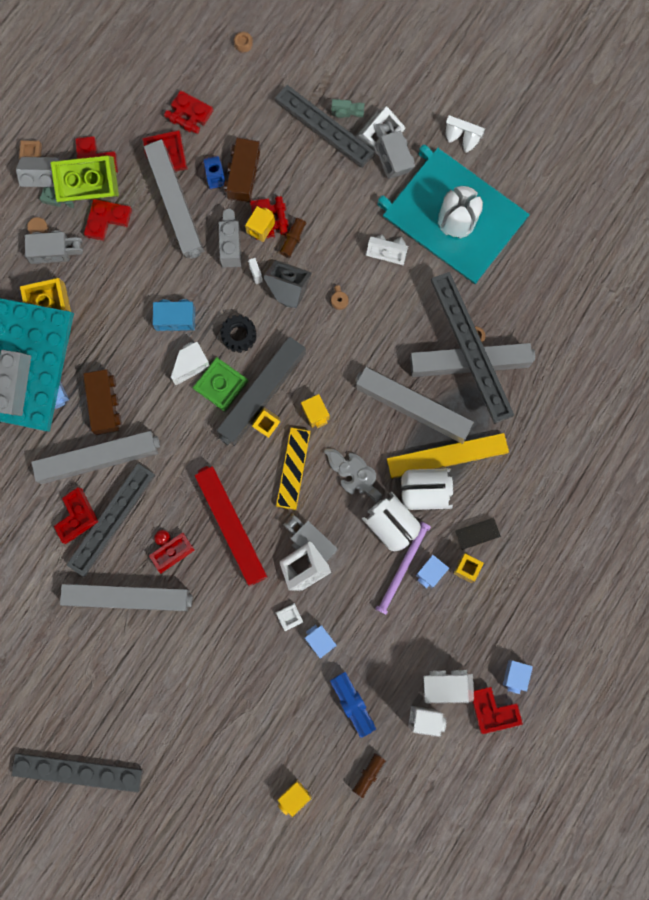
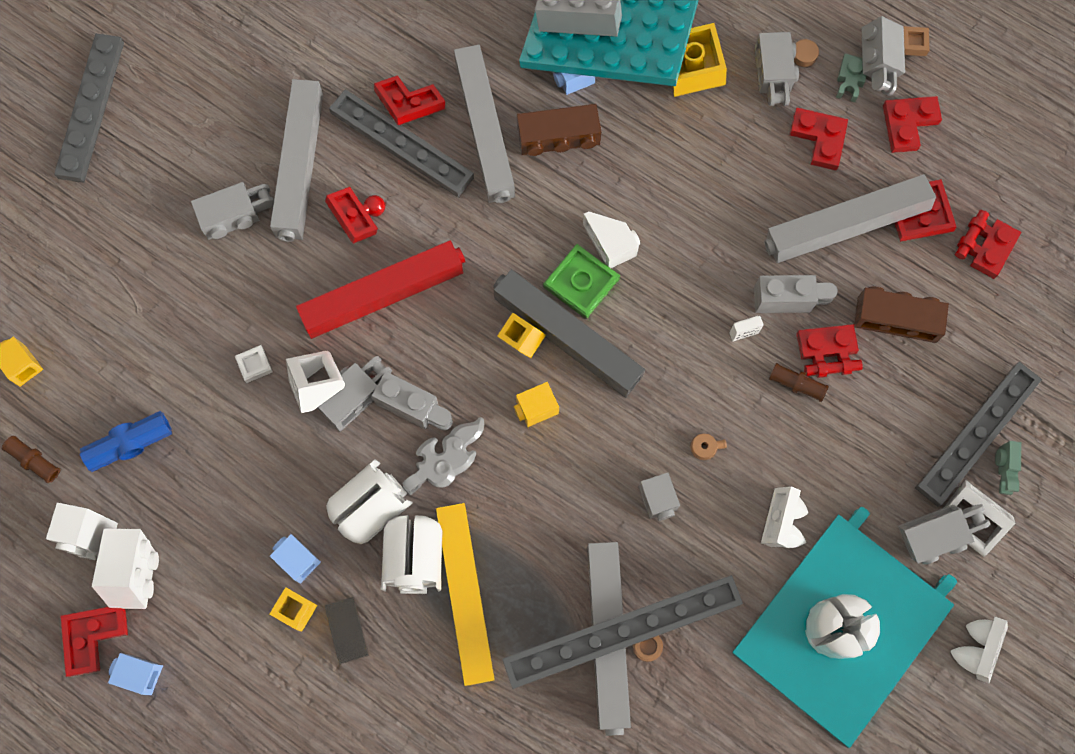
camera: 90 degrees right, 5 degrees down
(85, 179) = (873, 104): lime slope -> none
(168, 645) = (231, 209): none -> light grey brick
(174, 315) = (679, 220): dark azure brick -> none
(214, 172) = (896, 274): blue leg -> none
(235, 322) = (657, 289): black tyre -> none
(260, 223) = (815, 332): yellow brick -> none
(287, 283) = (728, 371): dark grey slope -> none
(293, 469) = (457, 374): tile -> none
(317, 498) = (410, 403): none -> light grey brick
(319, 640) = (215, 400): light blue brick -> none
(377, 328) = (659, 497): none -> light grey brick
(402, 569) = (304, 518): lavender bar -> none
(413, 405) = (539, 544): light grey brick -> none

